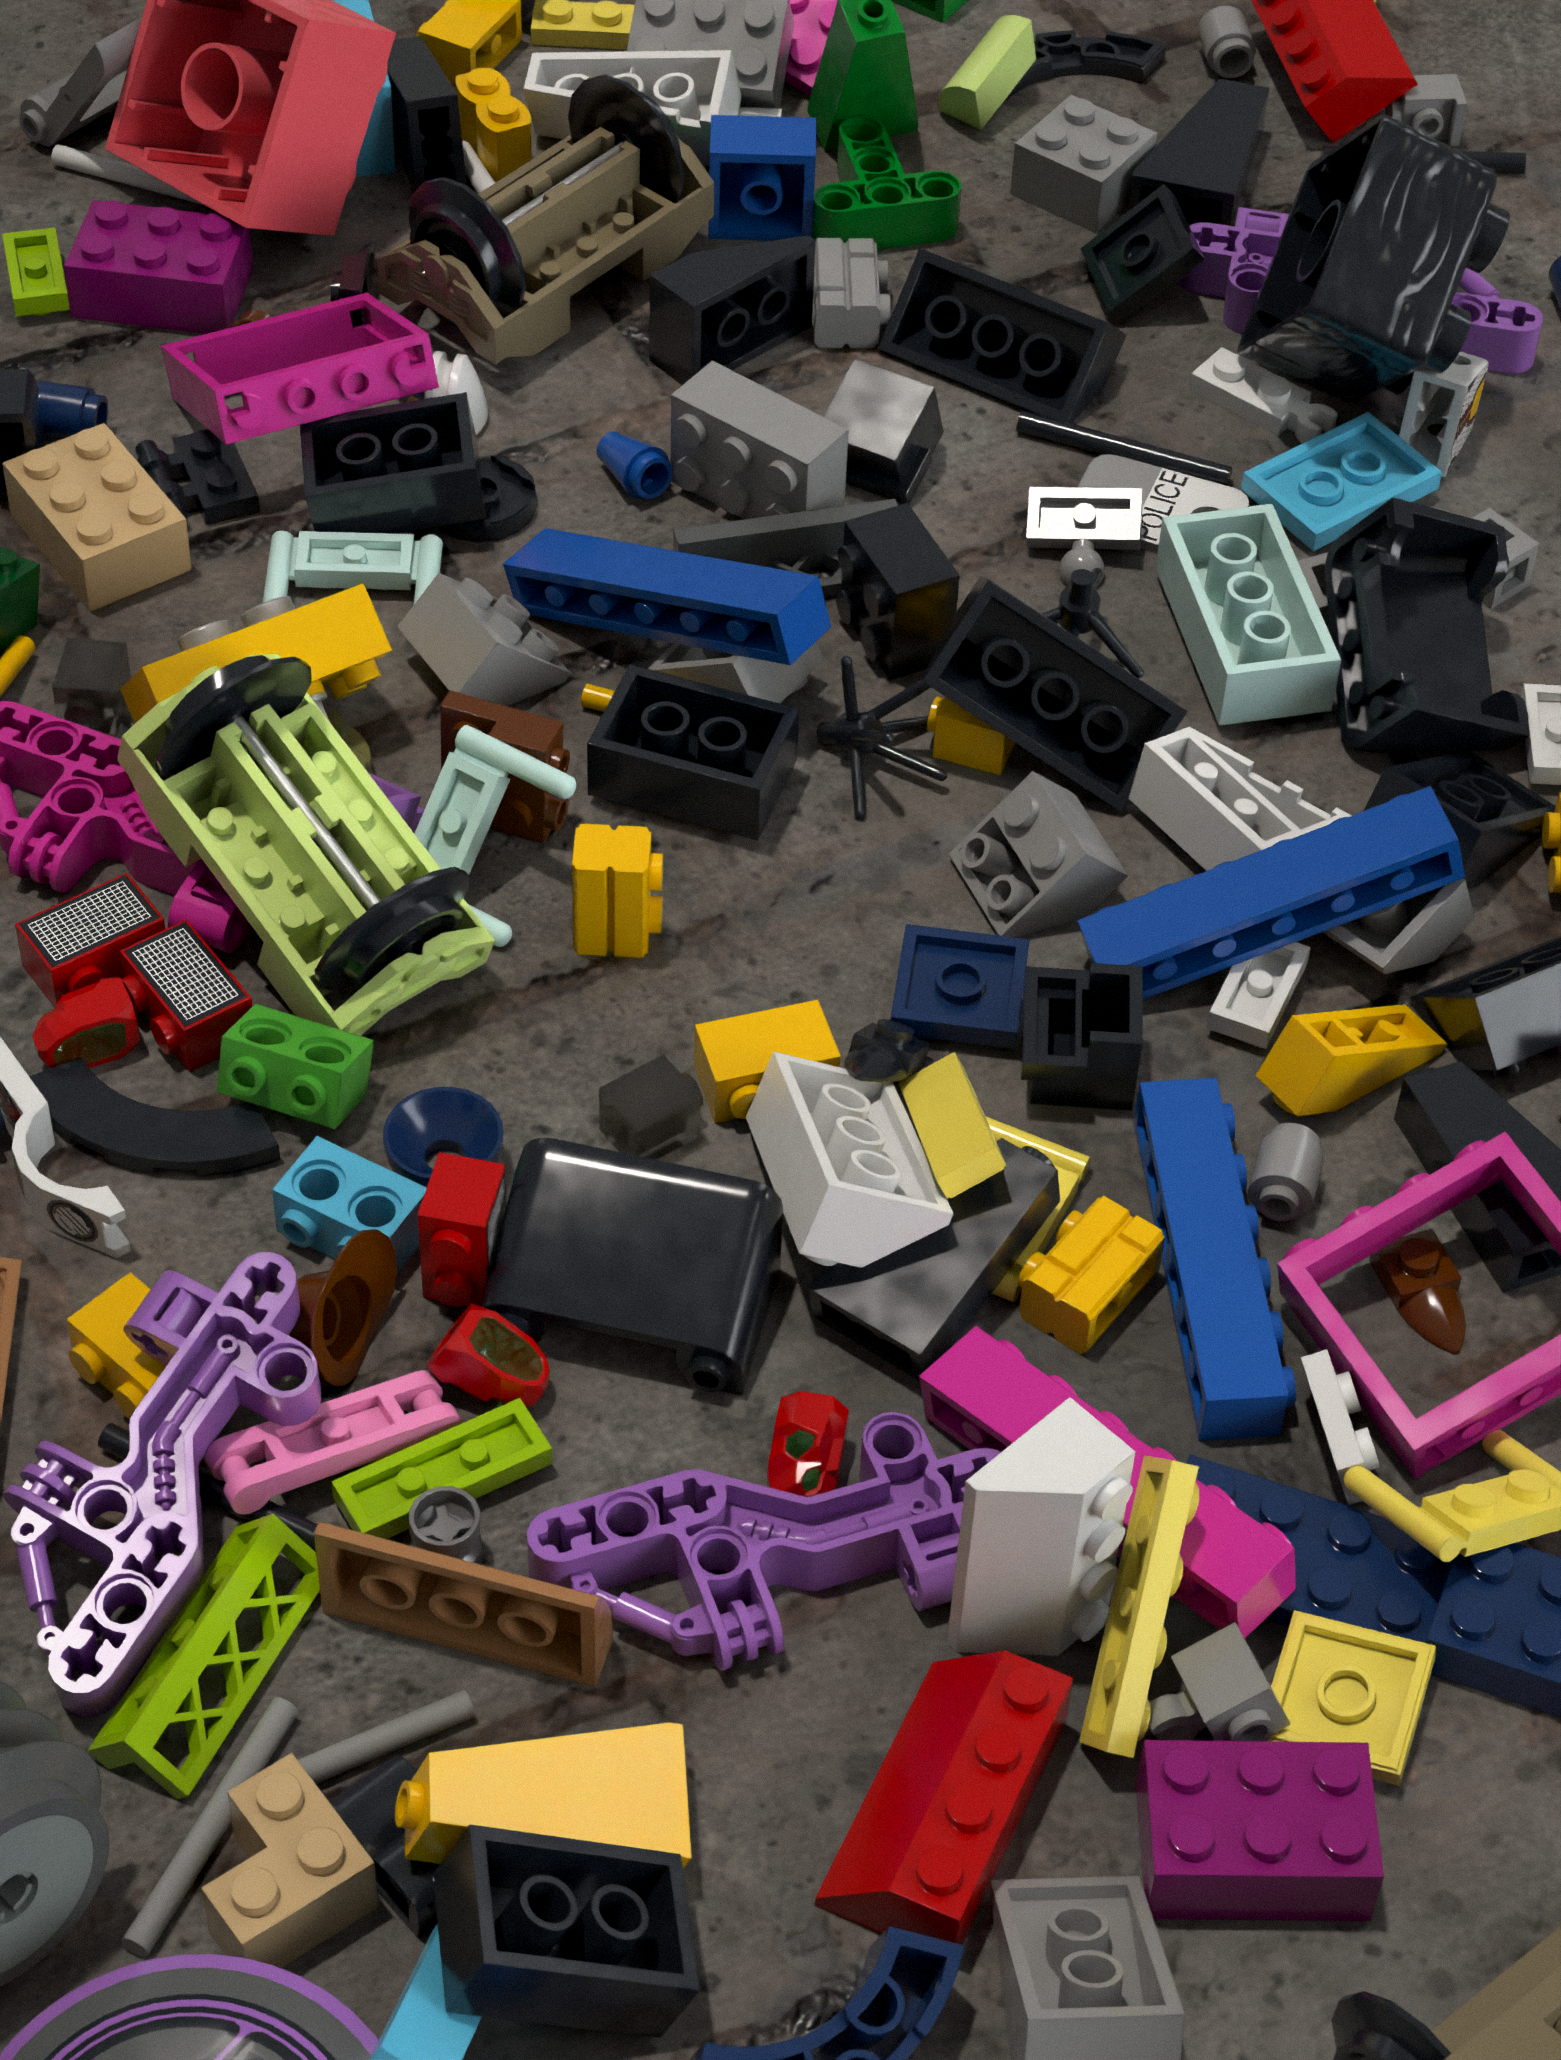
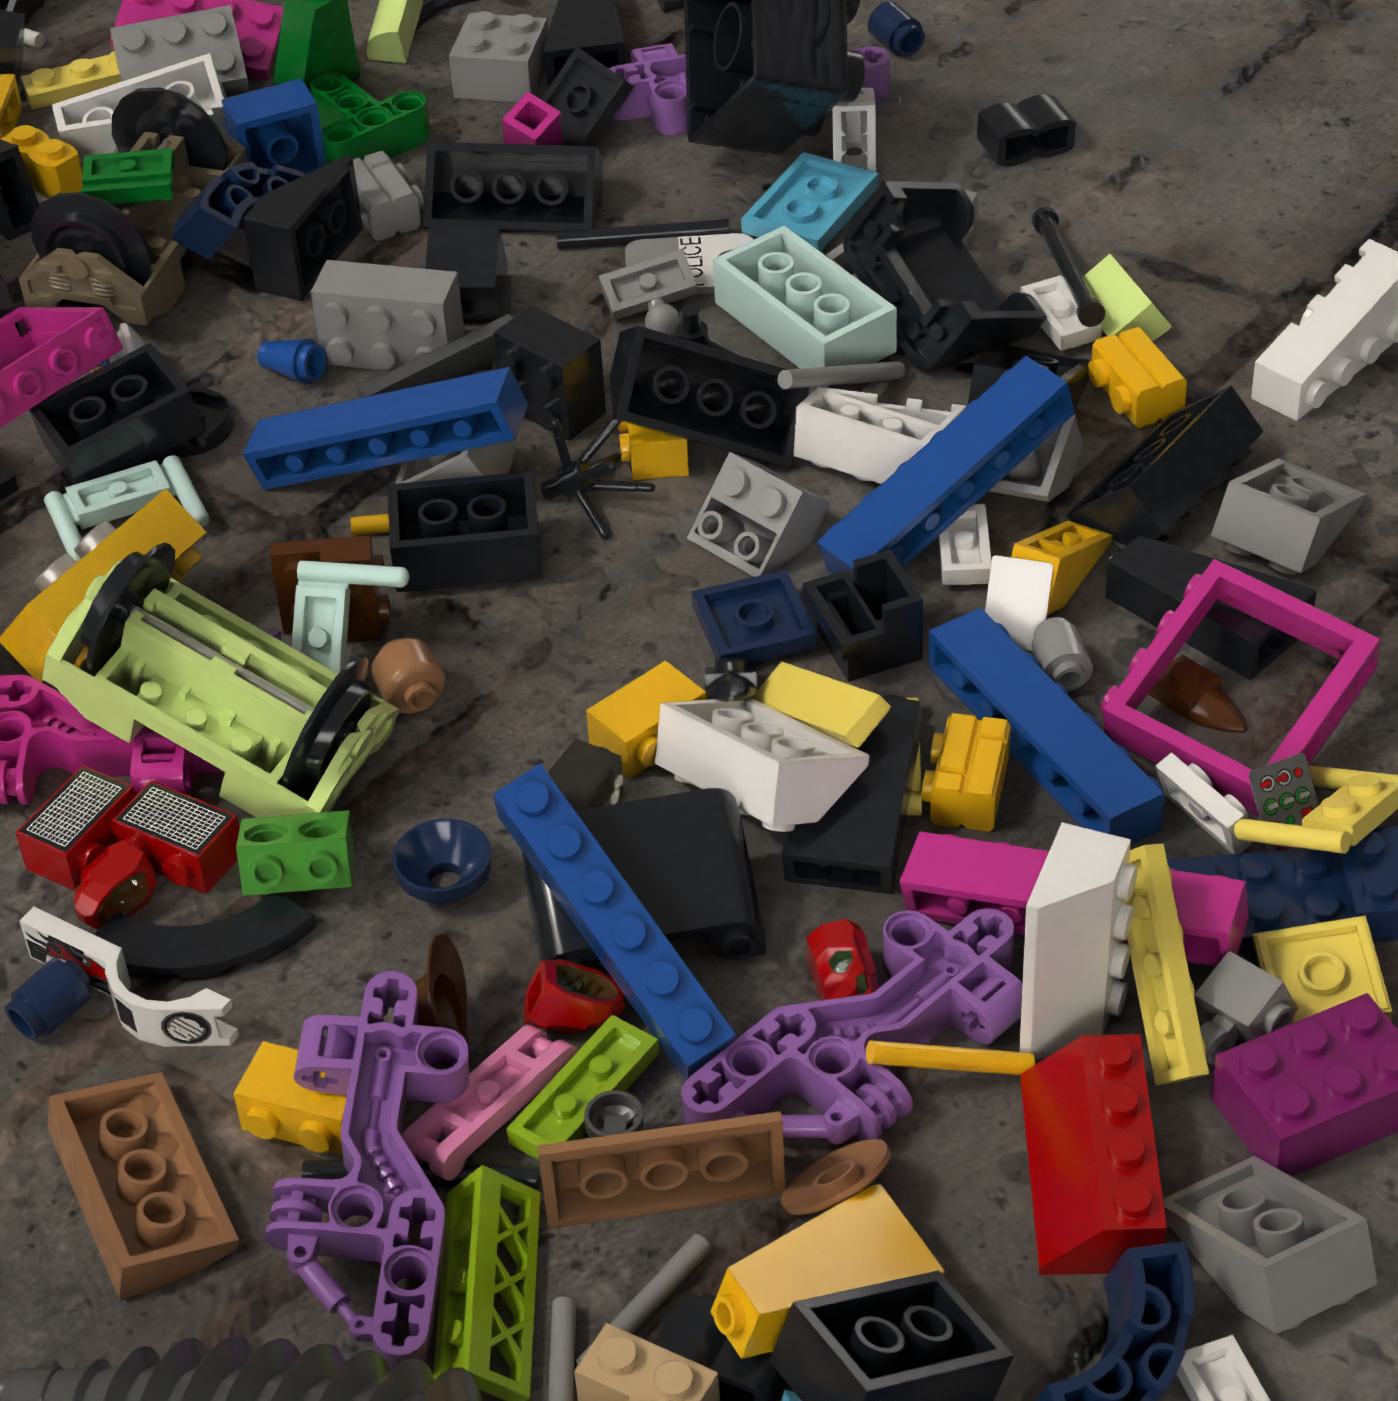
camera: 20 degrees left, 5 degrees down
(338, 1194) = (395, 931): medium azure brick -> none
(460, 1228) = (503, 913): red brick -> none
(481, 642) = (254, 513): light grey slope -> none
(533, 903) = (408, 675): none -> medium nougat head
(543, 180) = (129, 176): none -> green plate
(558, 1293) = (613, 921): none -> blue brick
(613, 890) = (469, 641): yellow brick -> none
(646, 1694) = (836, 1177): none -> medium nougat dish
(647, 244) = (224, 203): none -> dark blue brick
(853, 1610) = (948, 1058): none -> yellow bar
(1062, 268) = (532, 123): none -> dark pink brick
(1229, 720) = (841, 375): none -> light grey bar
(1260, 396) = (718, 169): white plate -> none
(1269, 1082) = (1019, 596): none -> white sticker
(1431, 1453) = (1284, 792): none -> dark grey sticker

